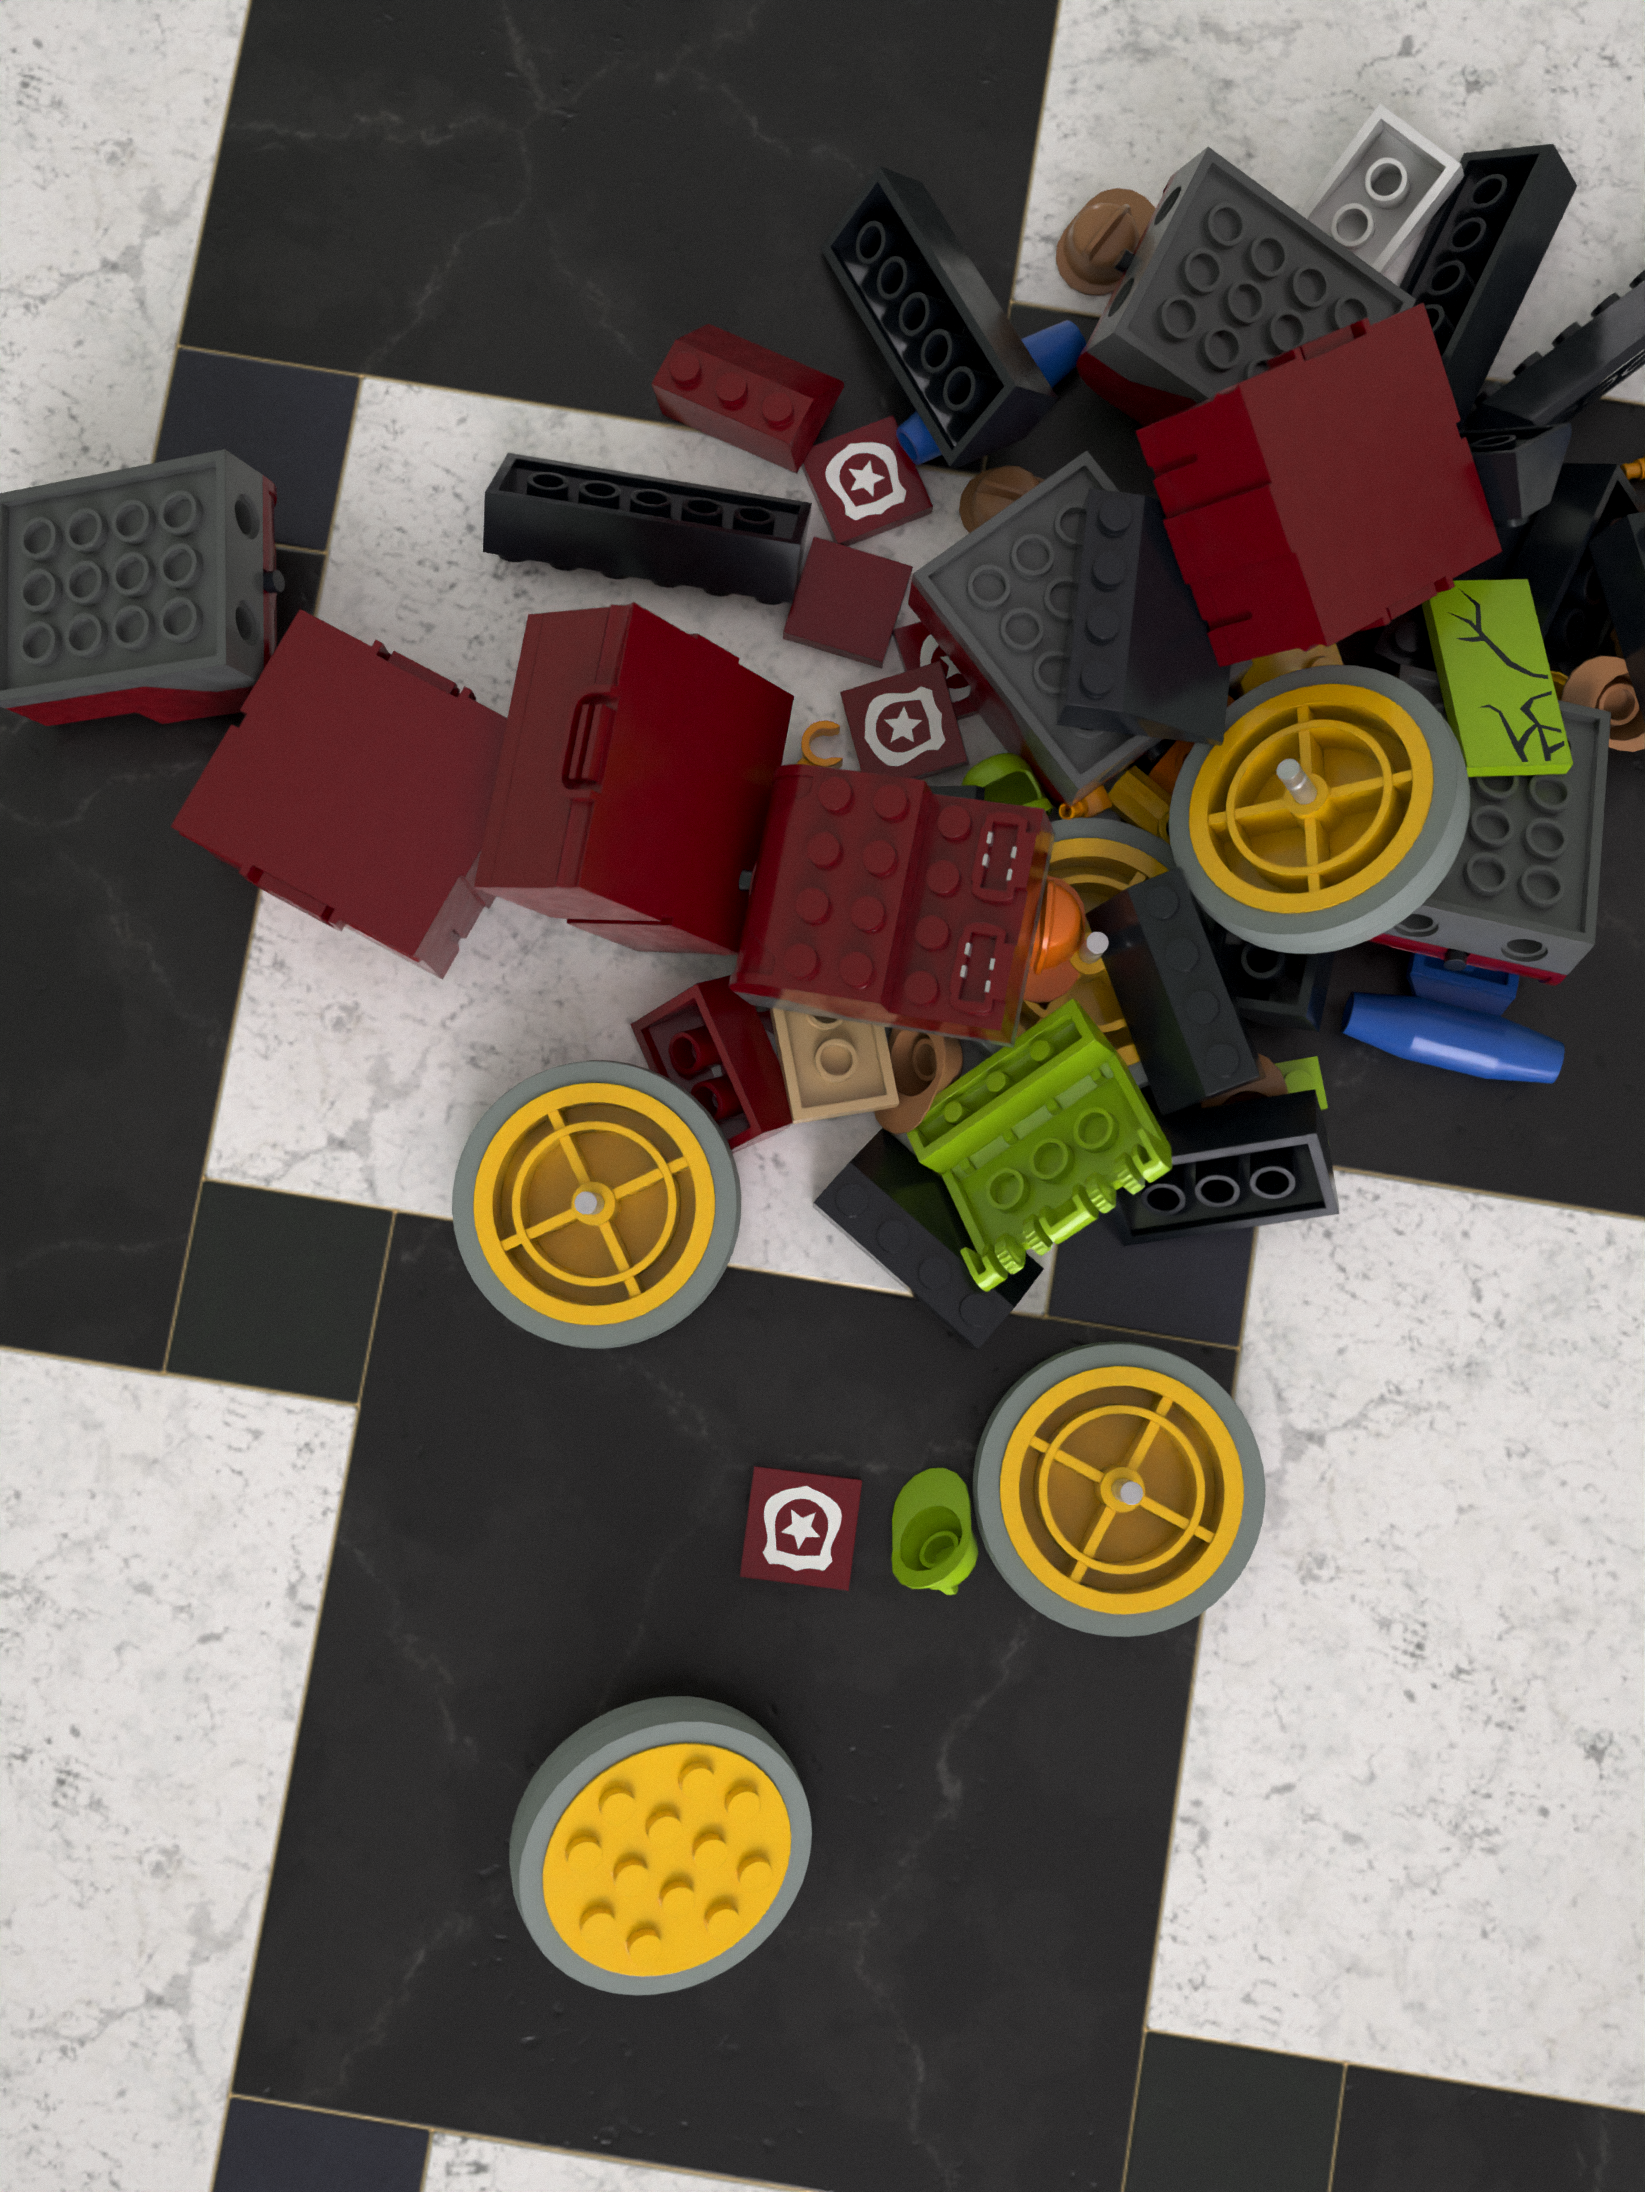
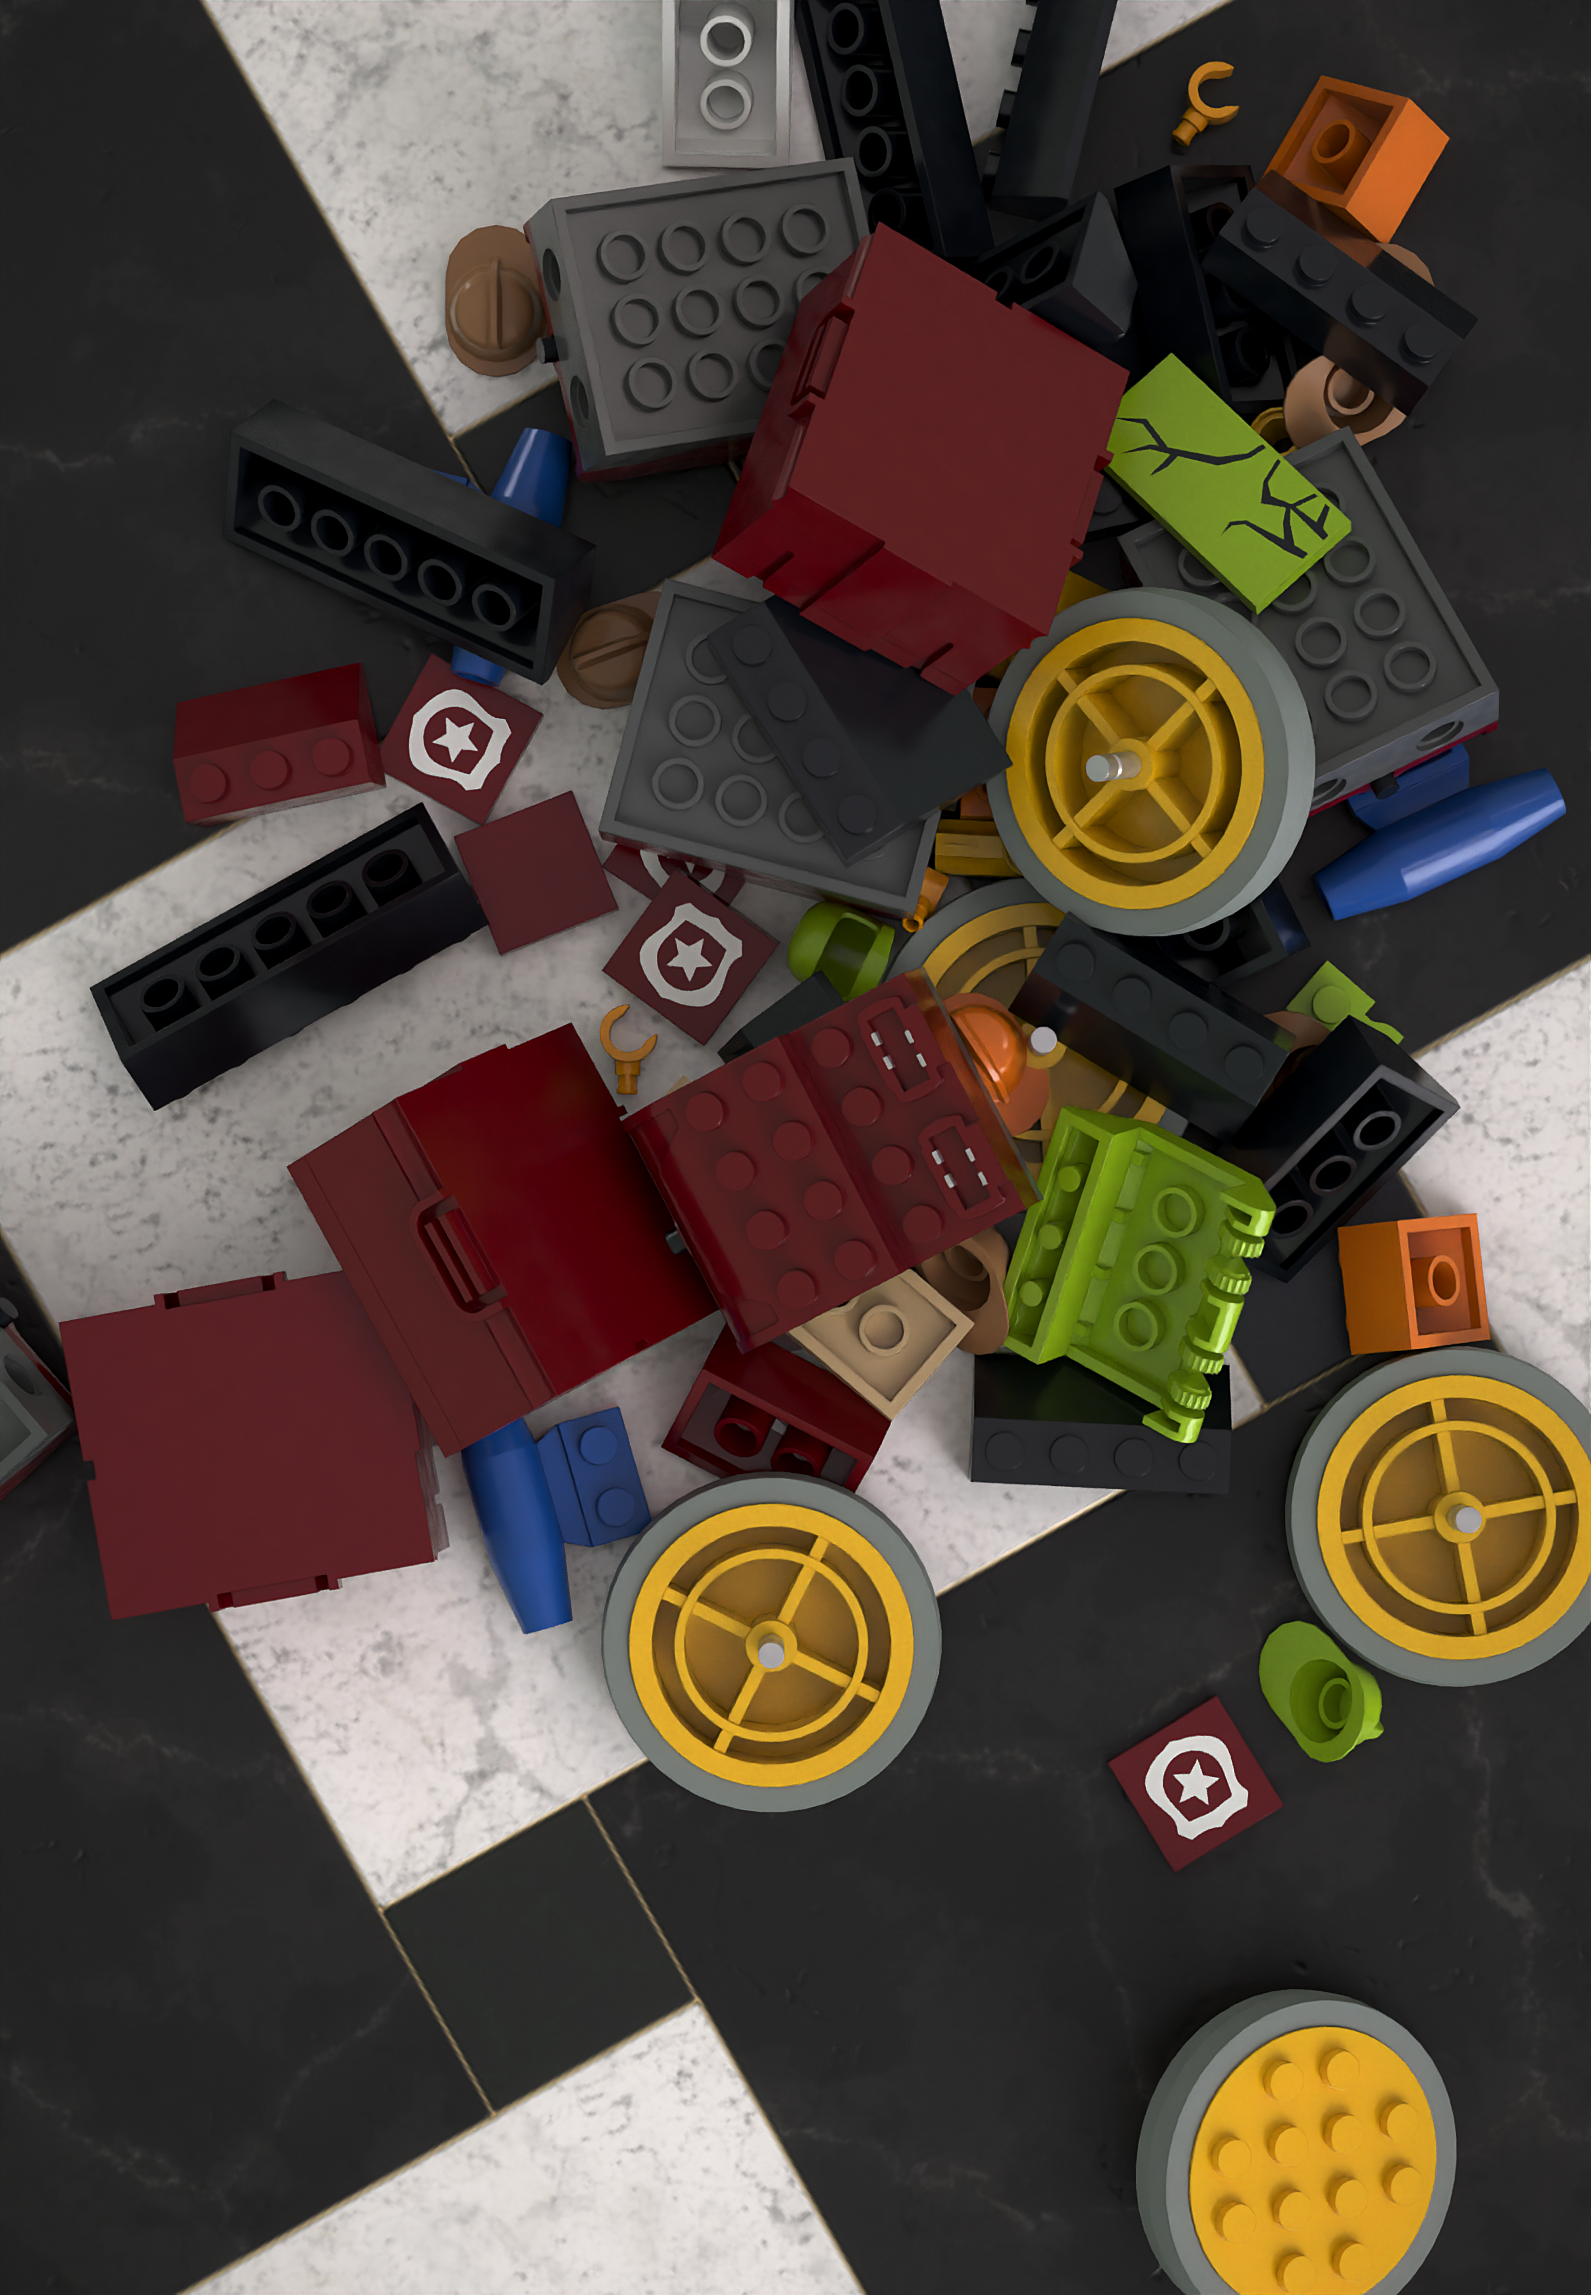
camera: 30 degrees left, 5 degrees up
(526, 991) = (536, 1496): none -> blue plate
(1210, 1309) = (1413, 1283): none -> orange slope

